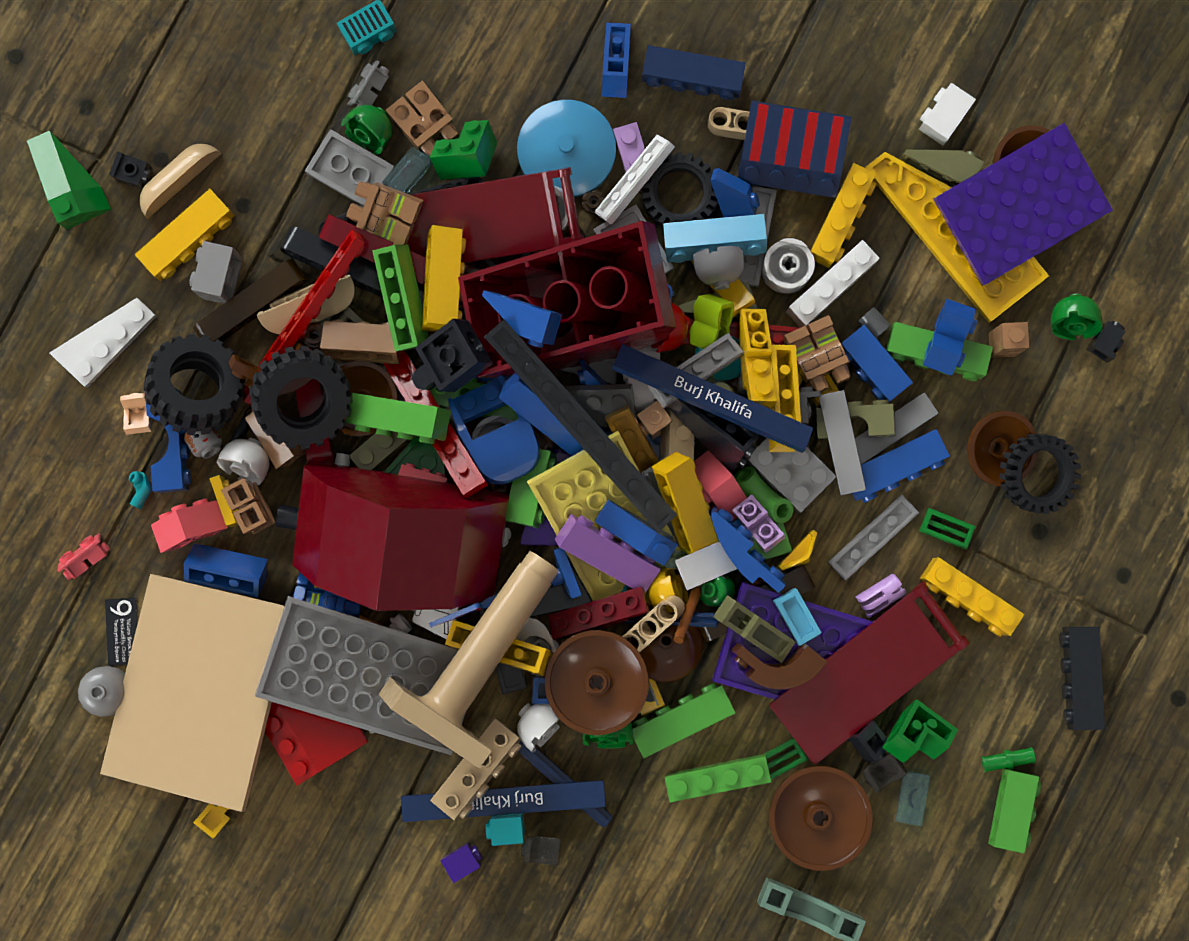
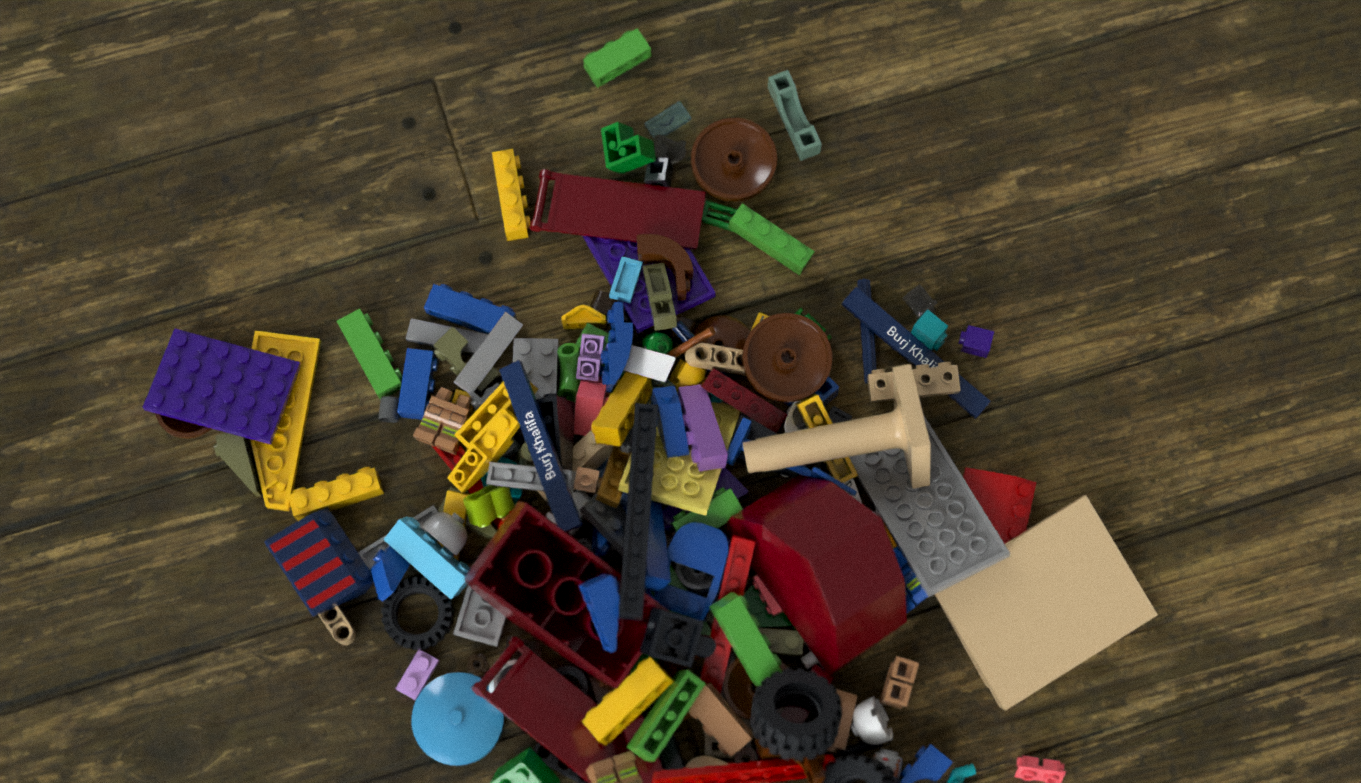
camera: 135 degrees left, 10 degrees down
(102, 690) = (1107, 668): light grey cylinder -> none
(120, 629) = (1059, 697): black sticker -> none
(188, 524) = (950, 716): coral brick -> none
(212, 819) = (1112, 517): yellow plate -> none
(218, 483) = (905, 719): yellow plate -> none
(225, 570) = (953, 663): blue brick -> none
(287, 517) = (878, 657): black beam -> none
(536, 725) = (849, 374): white cylinder -> none
(616, 60) = (364, 743): blue slope -> none
(634, 179) = (437, 648): white tile -> none
(682, 720) = (756, 292): bright green brick -> none
(693, 72) = (325, 681): dark blue brick -> none
(801, 264) = (412, 487): white brick -> none
(832, 284) = (389, 457): white brick -> none
(873, 537) = (529, 286): light grey tile -> none
(881, 595) = (561, 248): lavender arm -> none
(927, 521) = (487, 264): green tile -> none
(946, 114) = (202, 491): white brick -> none
(946, 345) = (346, 352): blue brick -> none
(1002, 429) = (397, 257): reddish brown dish -> none
(1008, 759) = (589, 87): green pin -> none
(1009, 339) = (323, 313): medium nougat brick -> none
(1063, 485) = (391, 202): black tyre -> none
(1076, 316) = (266, 290): green cylinder -> none
(1082, 678) = (496, 89): black brick -> none
(1107, 341) = (265, 259): black brick -> none

